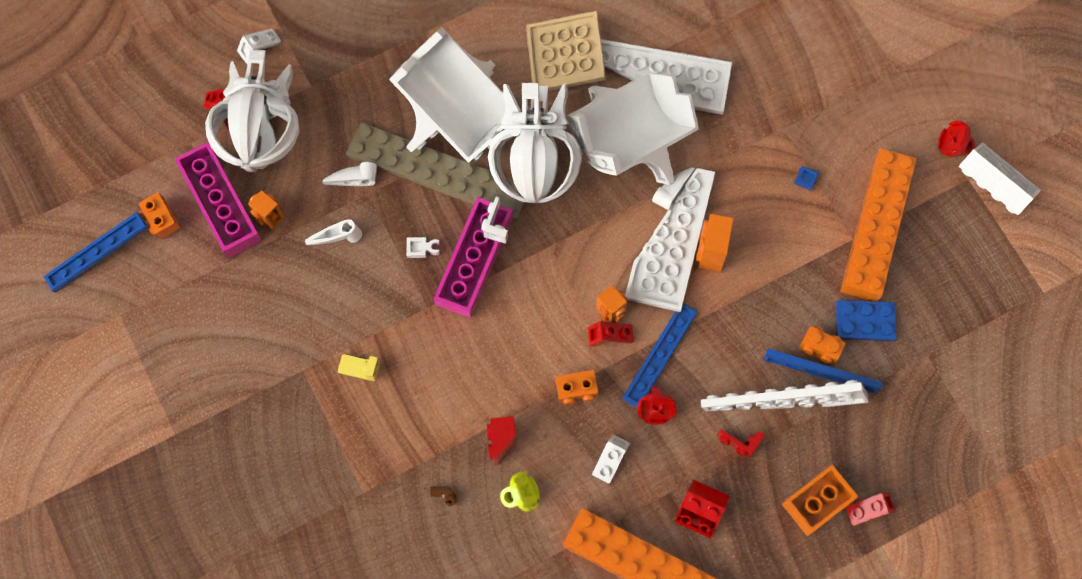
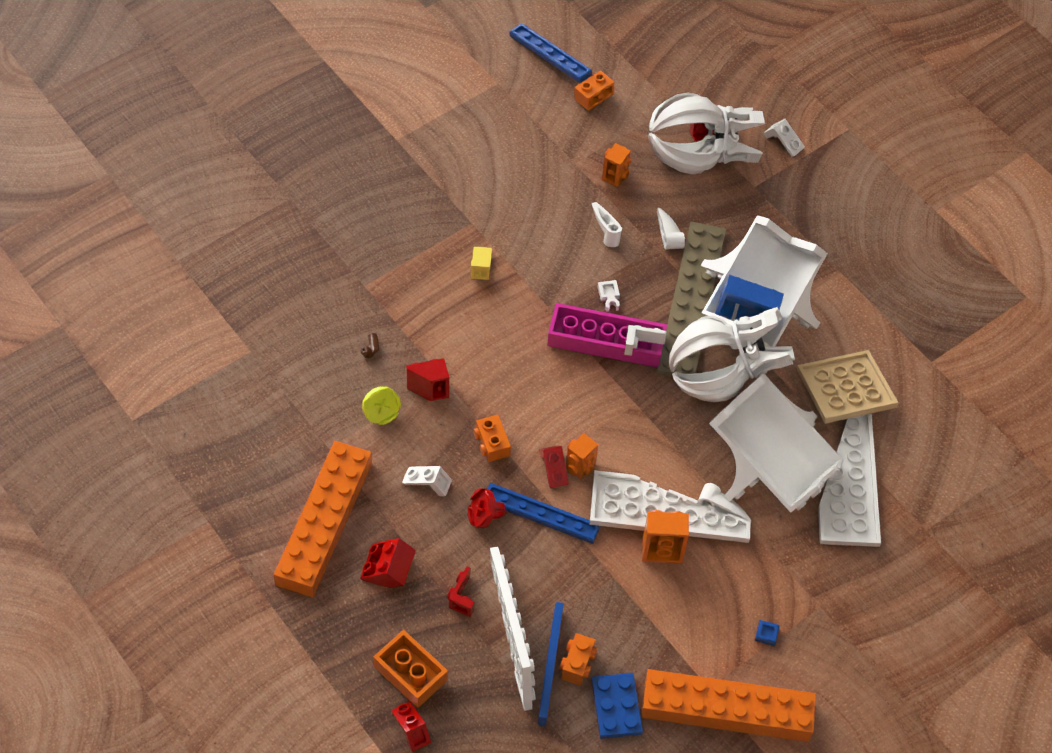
camera: 75 degrees right, 15 degrees down
(218, 200) = (621, 125): dark pink brick -> none
(478, 112) = (750, 296): none -> blue piece

